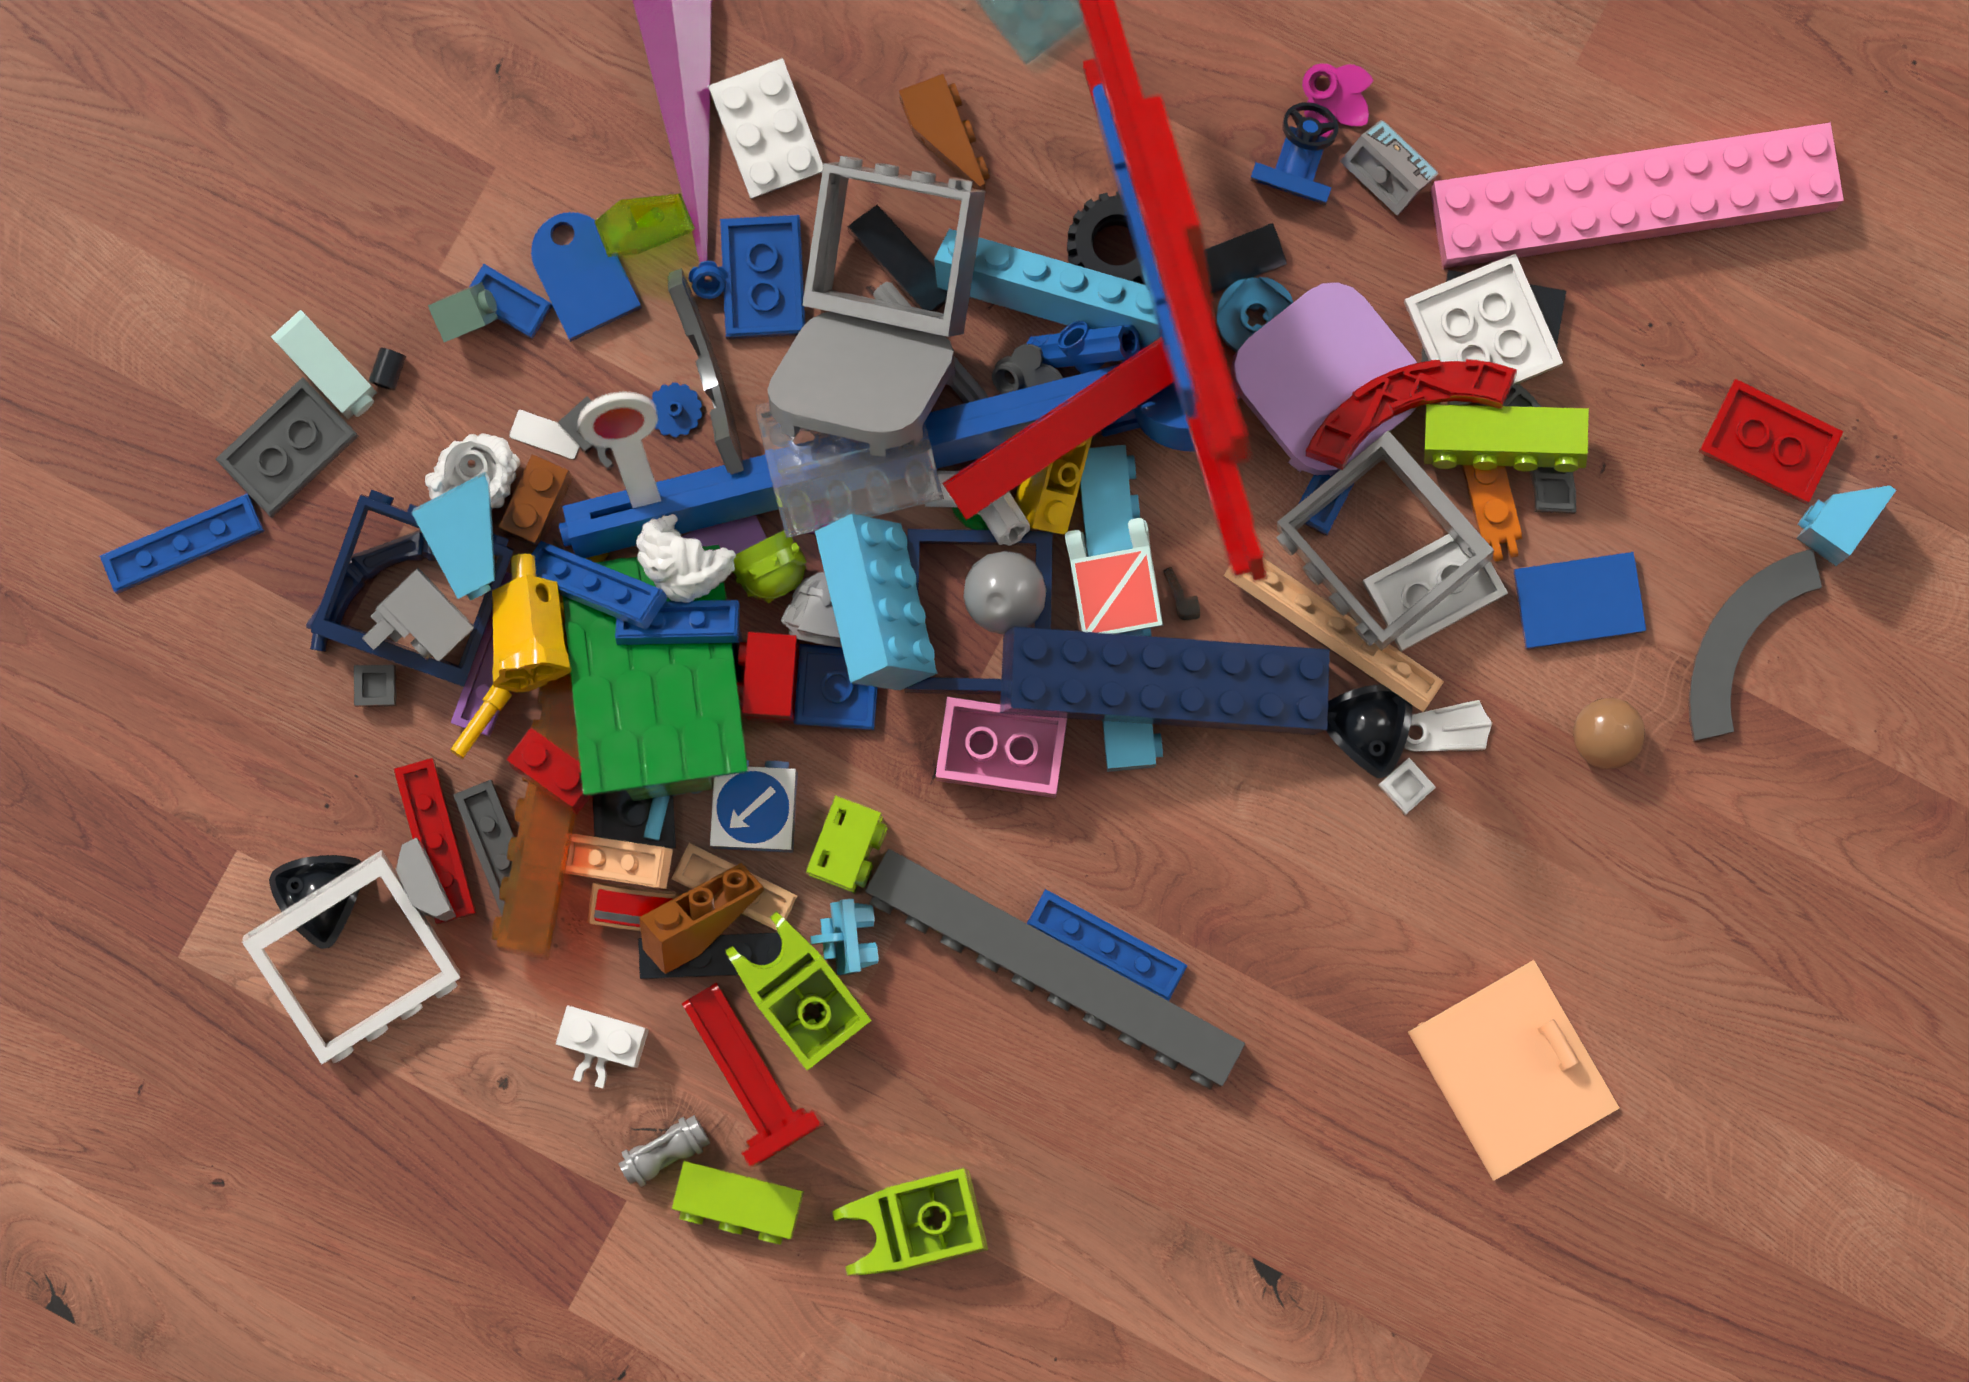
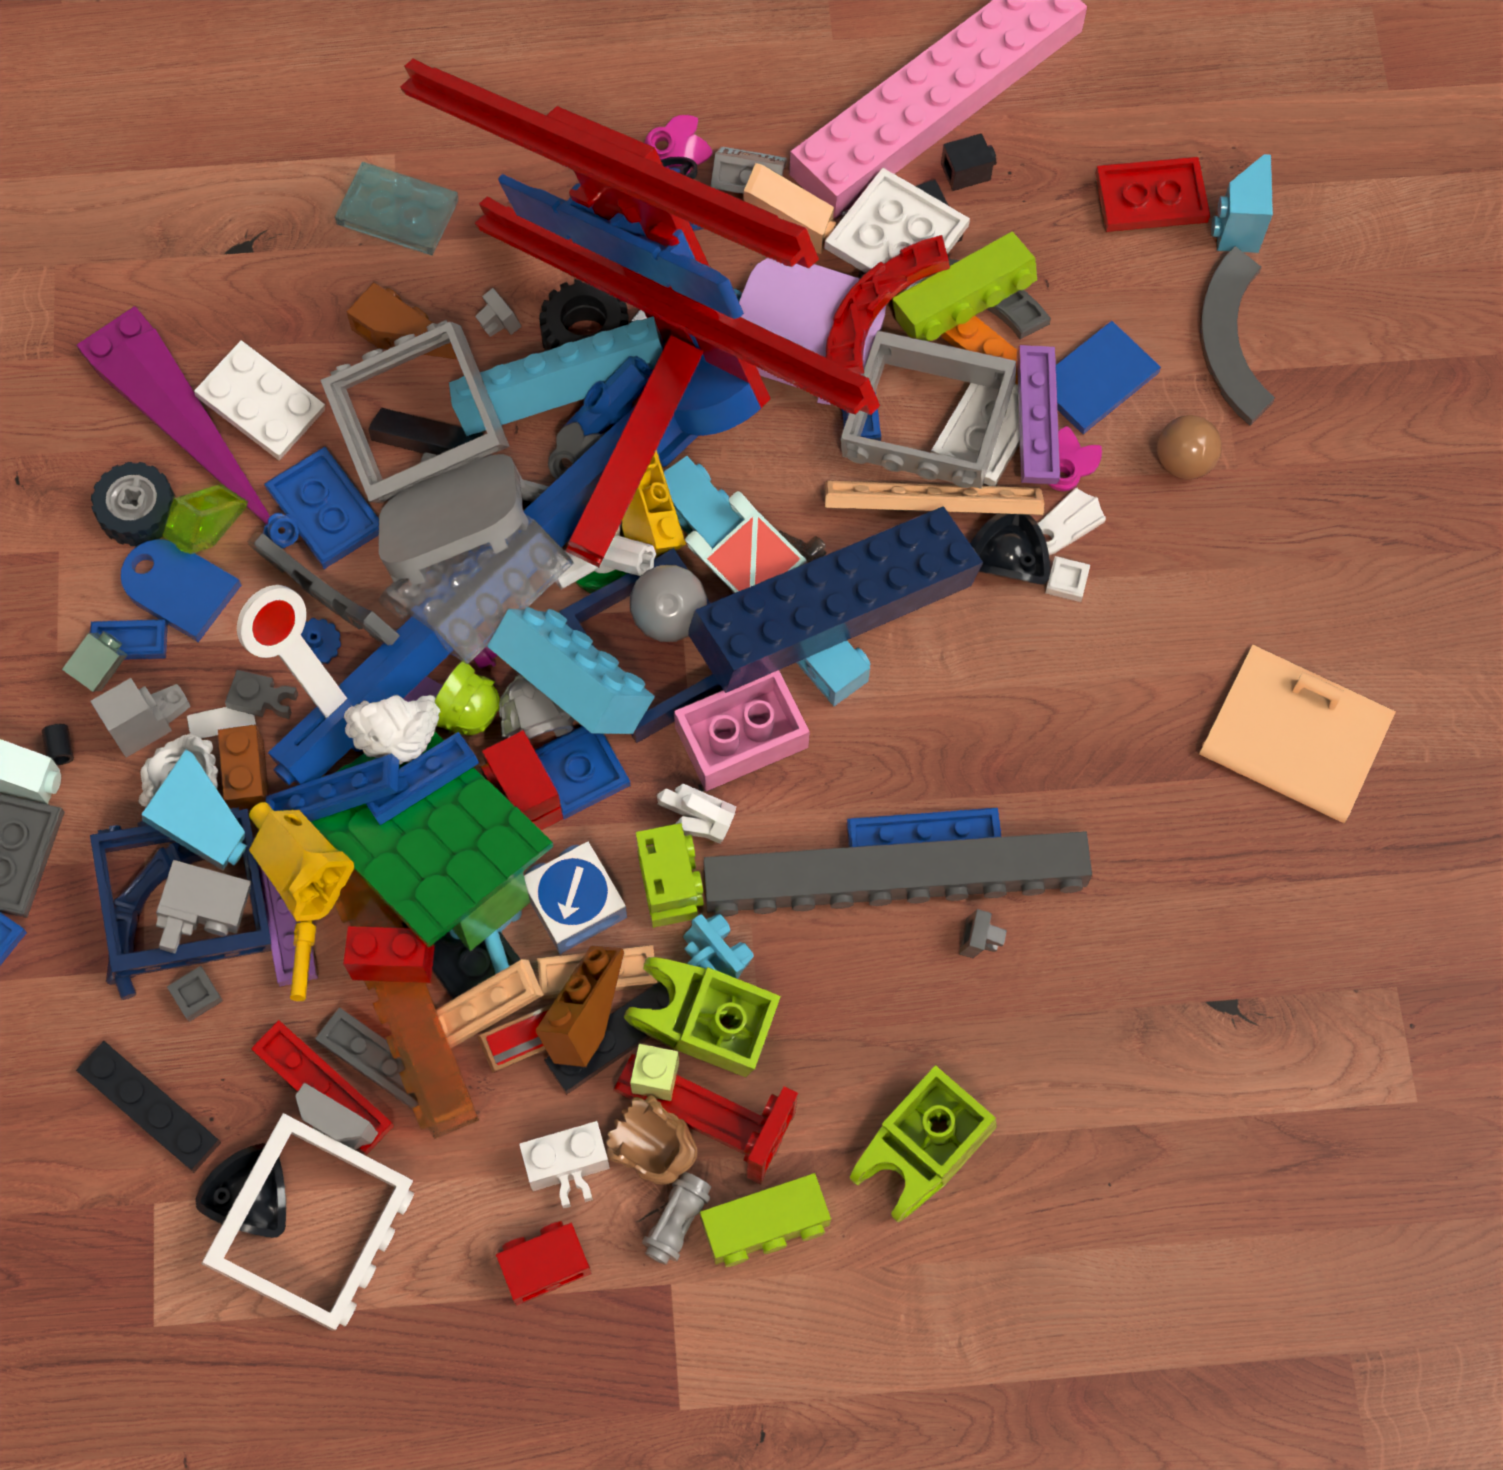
camera: 40 degrees left, 15 degrees down
(279, 761) = (148, 1106): none -> black plate
(472, 391) = (137, 716): none -> light grey hinge
(528, 1116) = (543, 1262): none -> red brick
(589, 165) = (132, 503): none -> black wheel
(682, 1073) = (652, 1142): none -> medium nougat hair
(720, 1017) = (654, 1072): none -> yellowish green brick
(924, 810) = (701, 812): none -> white rock
(1044, 176) = (497, 315): none -> light grey tile
(1088, 1071) = (980, 935): none -> dark grey tile
(1392, 242) = (790, 203): none -> light nougat slope
(1485, 610) = (1038, 415): none -> medium lavender plate
(1492, 661) = (1075, 460): none -> dark pink plate
(1611, 293) = (968, 161): none -> black brick

